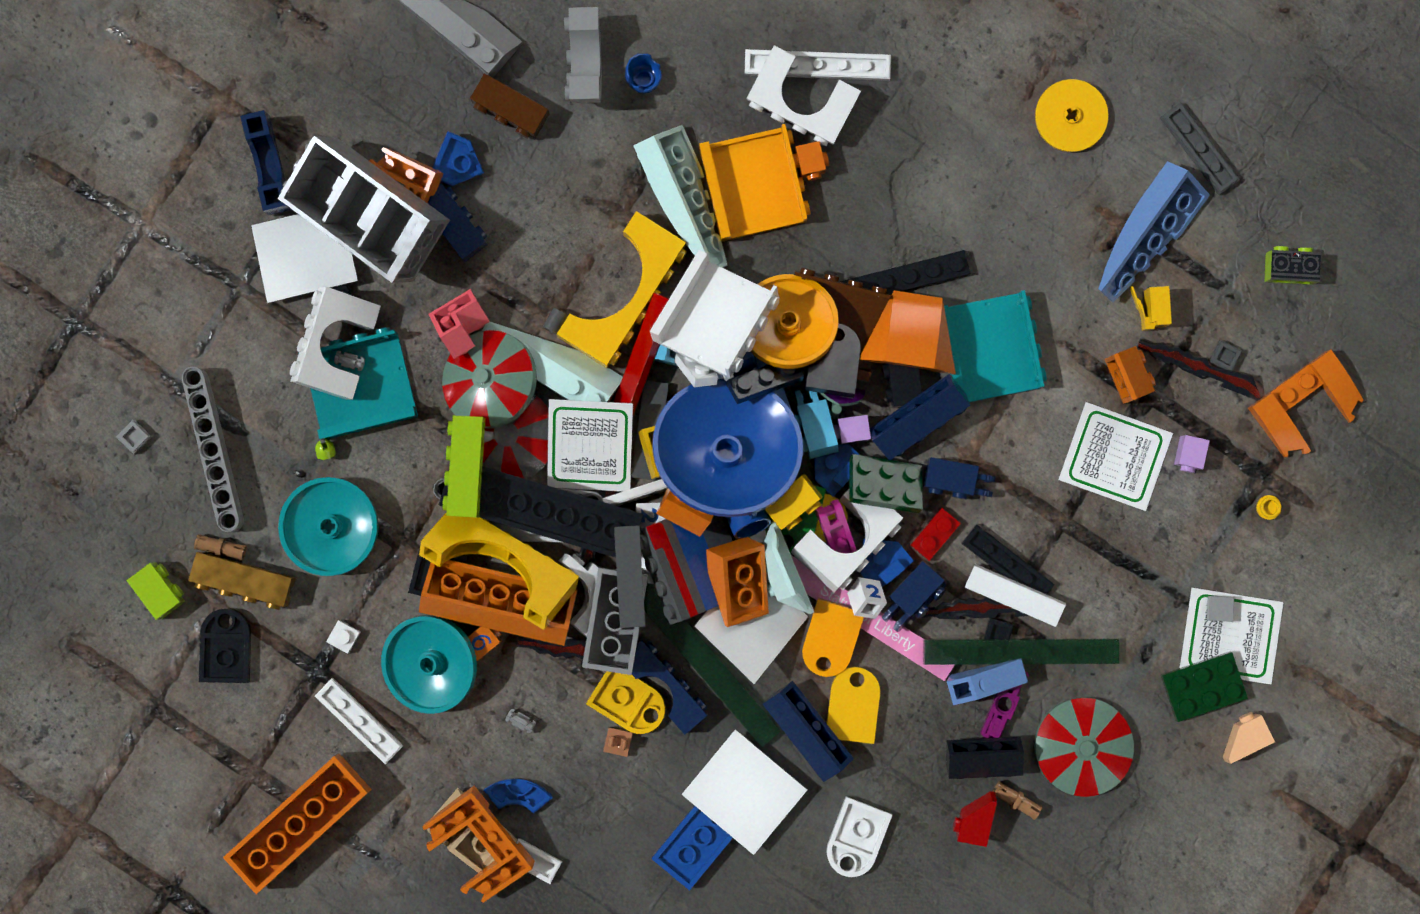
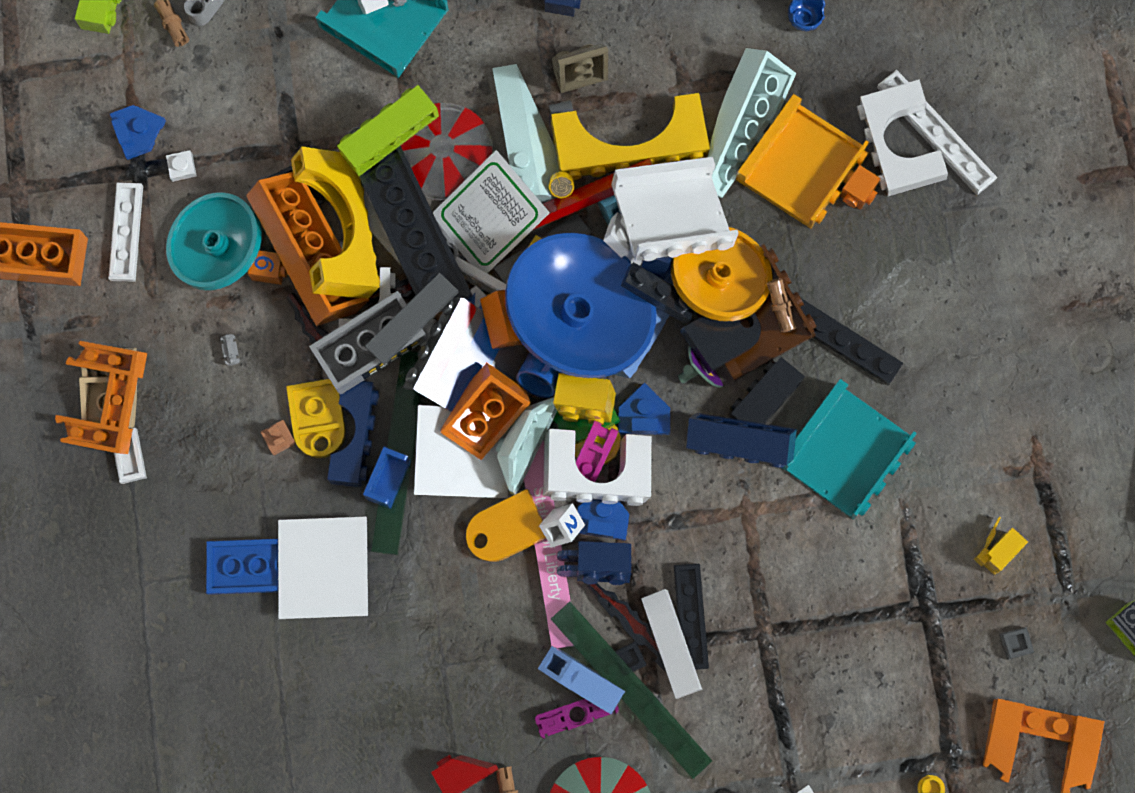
camera: 55 degrees right, 10 degrees down
(225, 651) = (95, 90): black tile -> none
(241, 579) = (160, 56): pearl gold brick -> none
(284, 646) = (136, 130): none -> blue plate
(325, 450) = (312, 32): lime hinge -> none
(328, 526) = (255, 80): teal dish -> none
(457, 320) = (495, 38): coral brick -> none
(491, 379) = (474, 98): dish -> none
(518, 792) = (173, 397): blue tile -> none
(535, 277) = (581, 67): none -> dark tan slope
(616, 374) = (561, 184): none -> tile
(721, 691) = (386, 477): none -> blue panel
(808, 731) = (415, 574): dark blue brick -> none
(816, 426) = (661, 369): medium azure hinge -> none
(850, 300) = (781, 305): none -> medium nougat pin
(852, 429) = (684, 400): lavender brick -> none
(854, 708) = (465, 597): yellow tile -> none
(857, 835) = (366, 691): white tile -> none
(885, 483) = (665, 460): plate -> none
(912, 334) = (800, 376): orange wedge -> none
(935, 534) = (662, 538): red plate -> none
(955, 478) = (720, 513): dark blue hinge -> none
(984, 757) = (518, 735): black brick -> none
(1070, 134) = (1099, 339): yellow piece -> none
(1115, 456) = (855, 627): white sticker -> none
(1130, 374) = (930, 577): orange slope -> none
(1156, 220) = (1067, 490): medium blue wedge -> none
(1191, 453) = (914, 684): lavender brick -> none
(1200, 367) = (989, 629): black sword -> none

